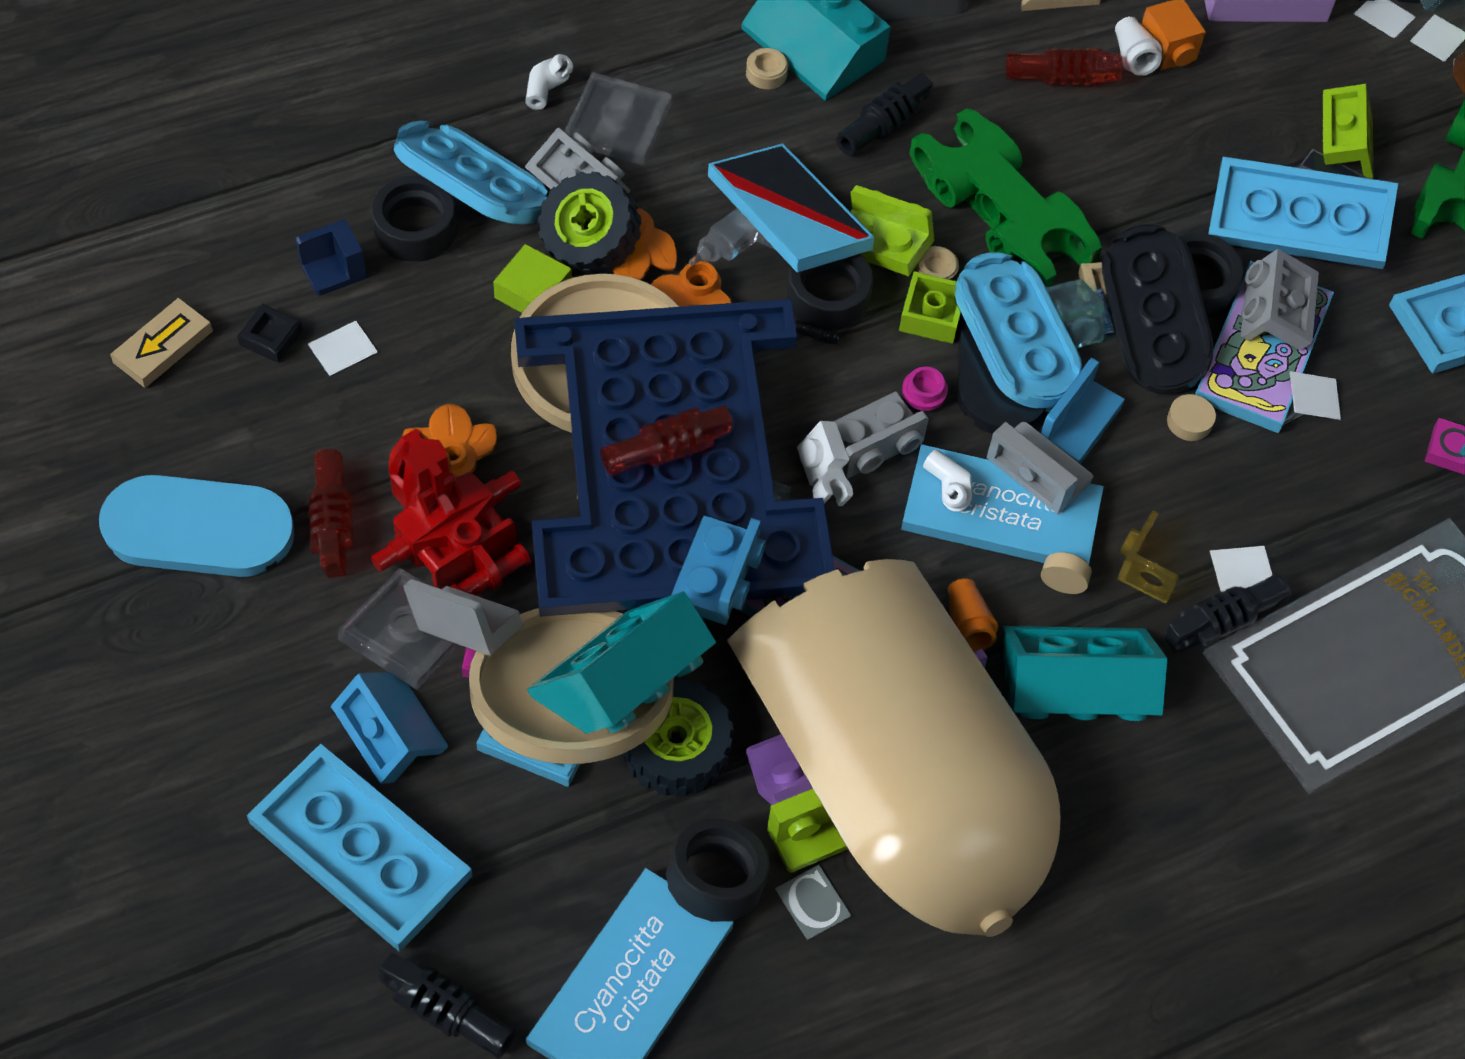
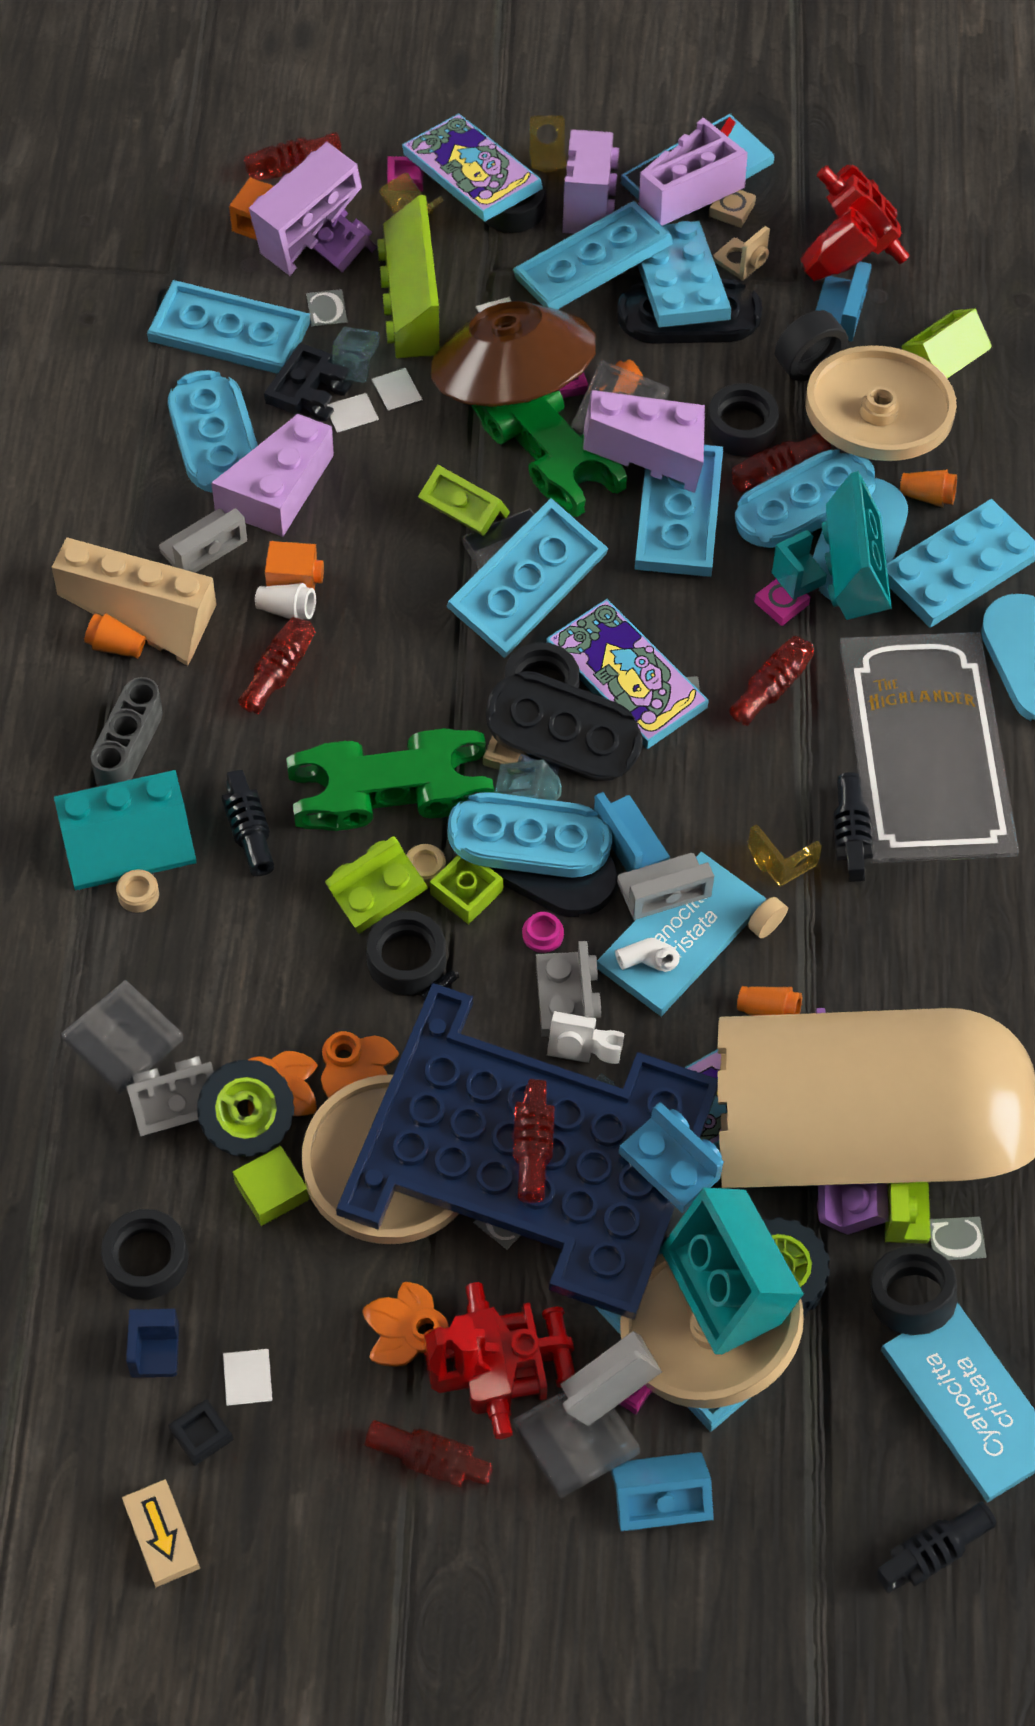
camera: 60 degrees left, 0 degrees up
(196, 525) = (380, 1576): medium azure tile -> none
(360, 847) = (766, 1558): medium azure plate -> none
(471, 172) = (125, 1182): medium azure tile -> none
(545, 77) = (42, 1075): white arm -> none
(728, 239) = (312, 1002): clear piece -> none
(790, 207) = (314, 942): tile -> none
(1083, 672) = (856, 948): teal slope -> none
(1191, 417) = (666, 758): tan tile -> none
(1240, 566) = (813, 797): white sticker -> none
(1280, 299) = (603, 639): light grey bracket -> none
(1315, 395) = (691, 664): white sticker -> none
(1333, 469) = (773, 679): none -> clear red hinge

